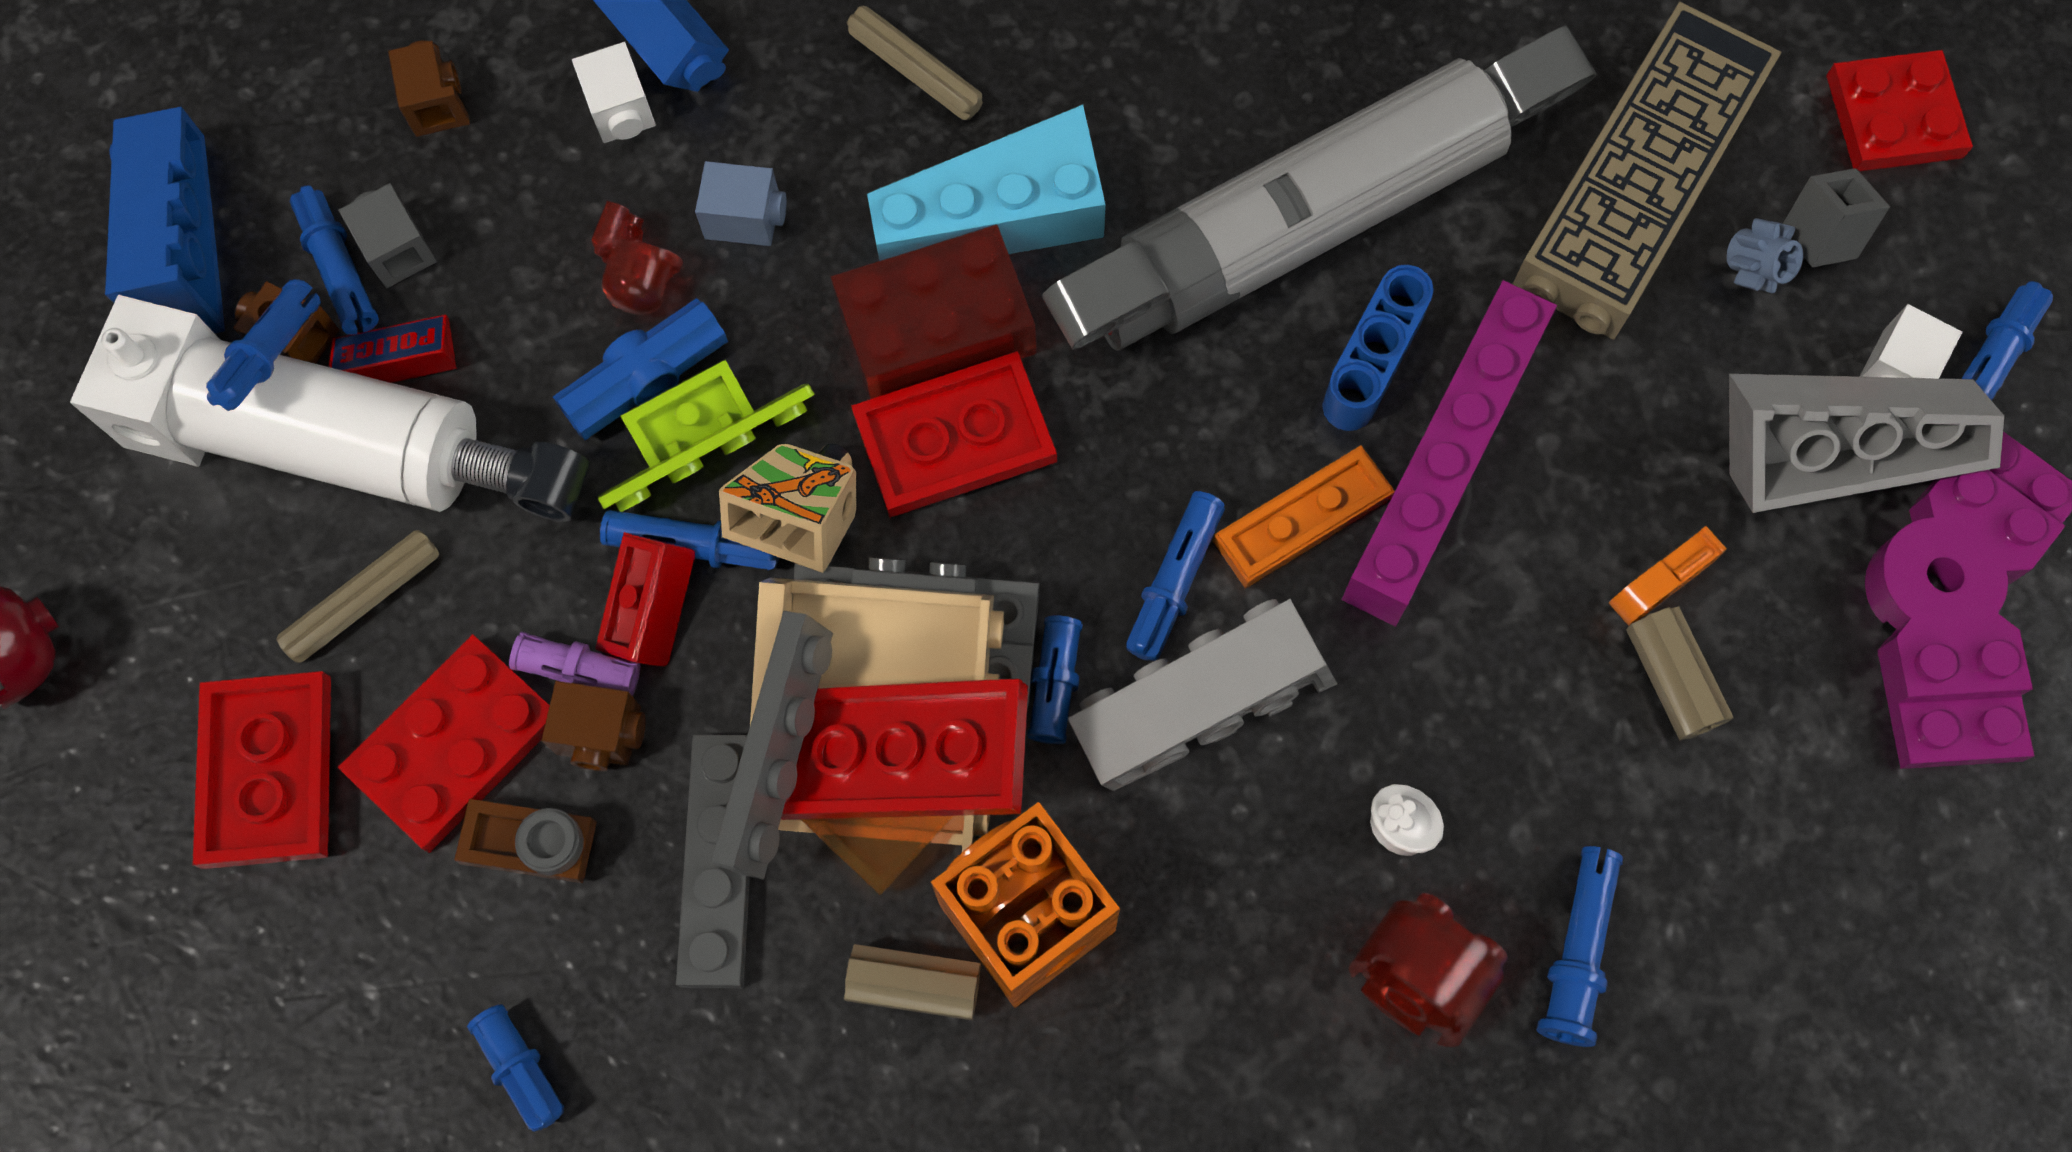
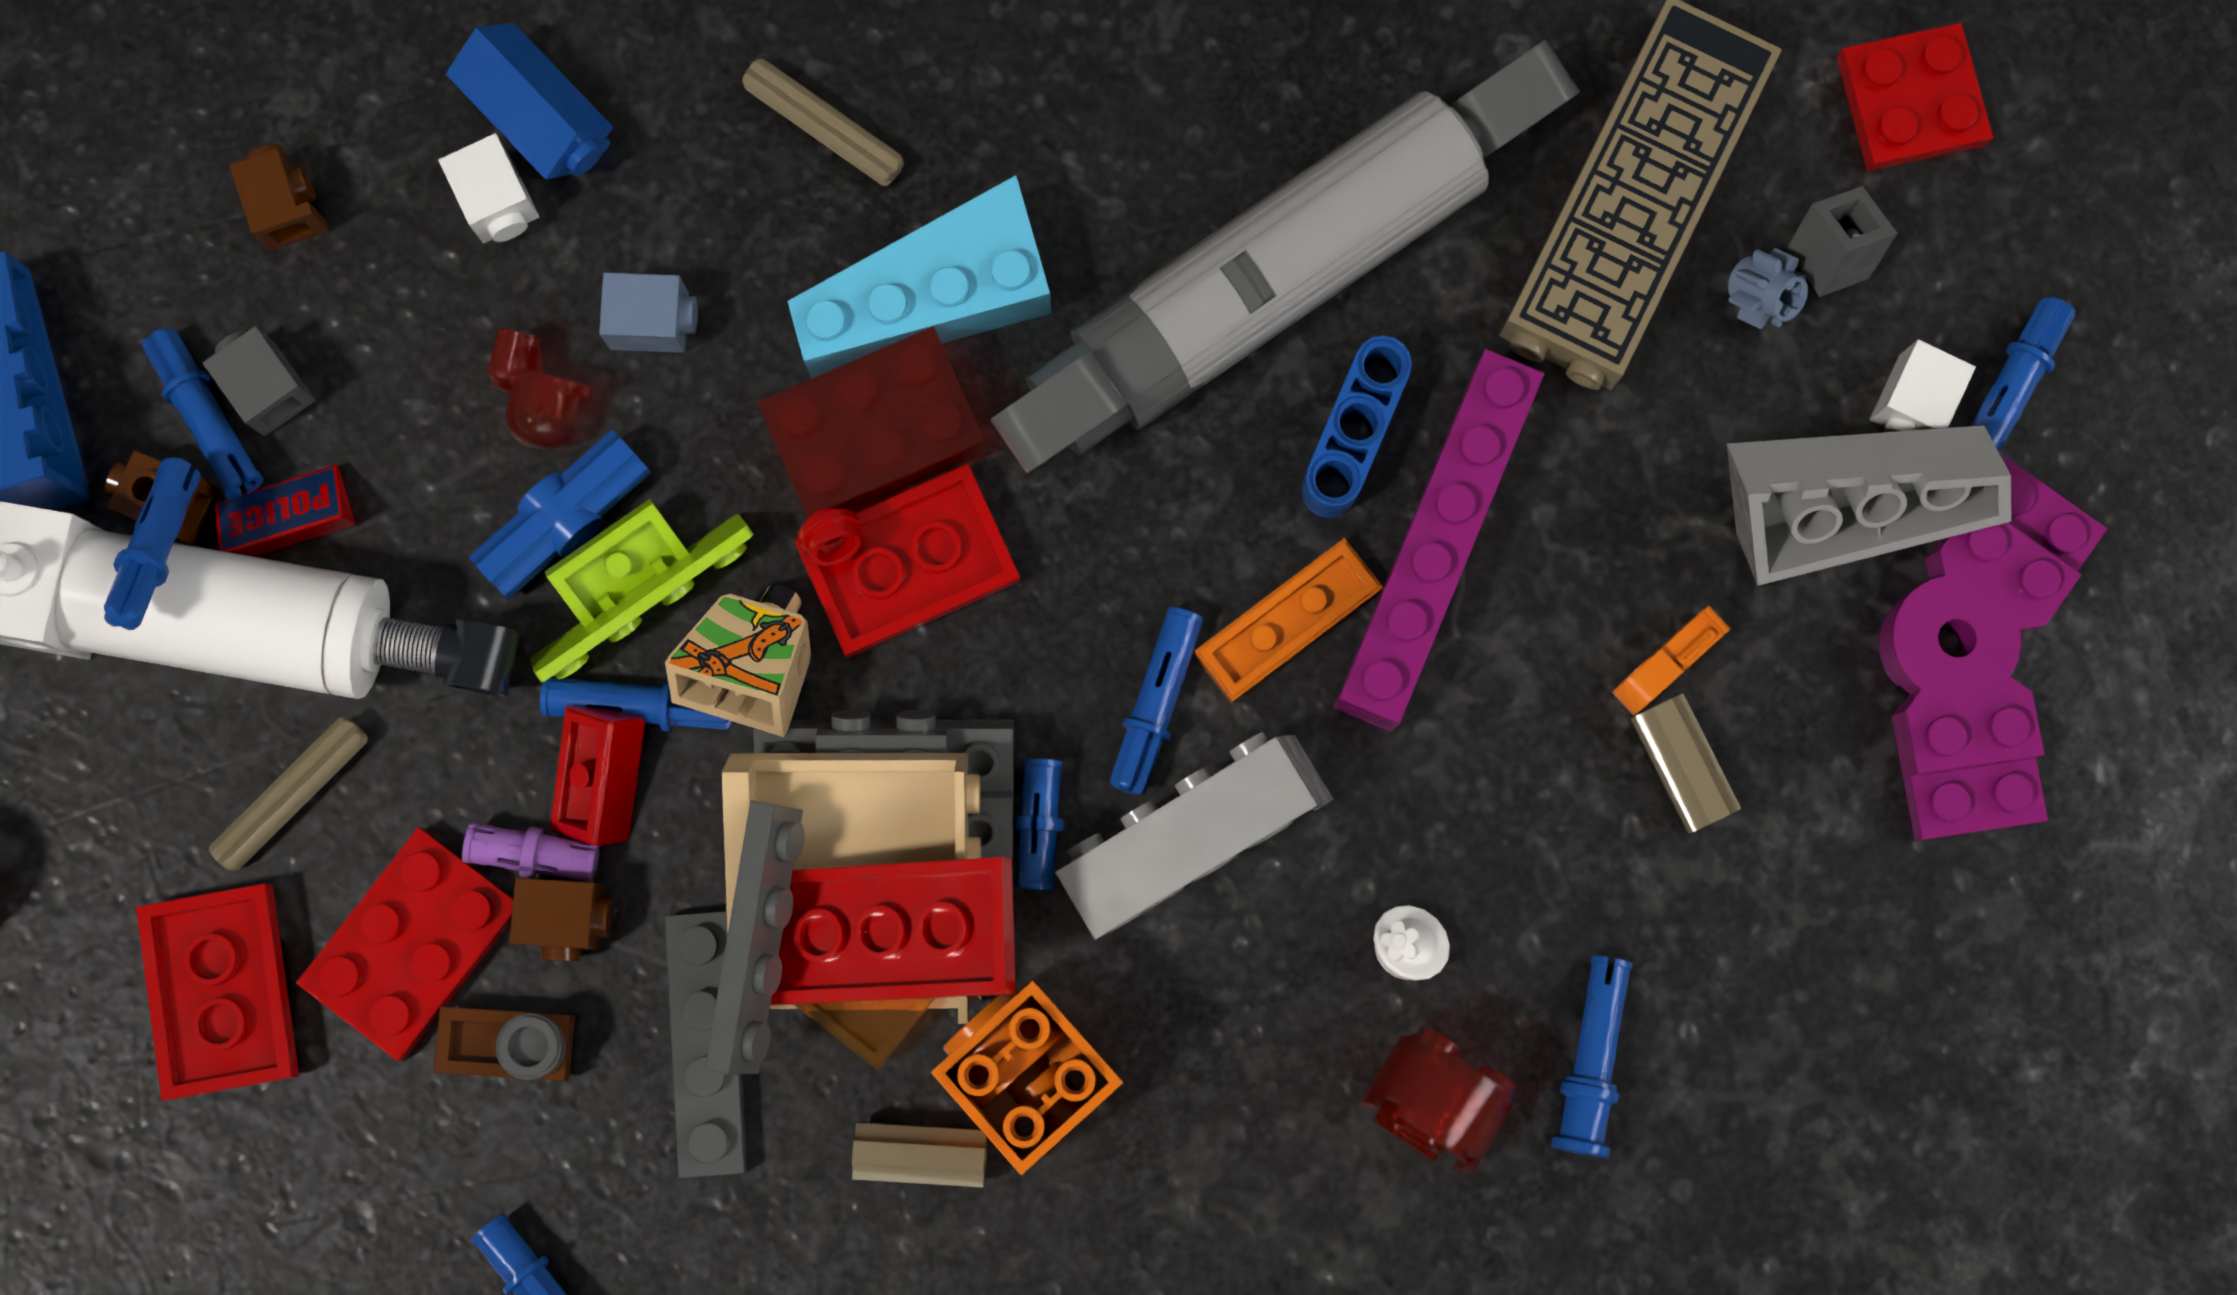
camera: 10 degrees left, 10 degrees up
(884, 397) = (830, 536): none -> red plate

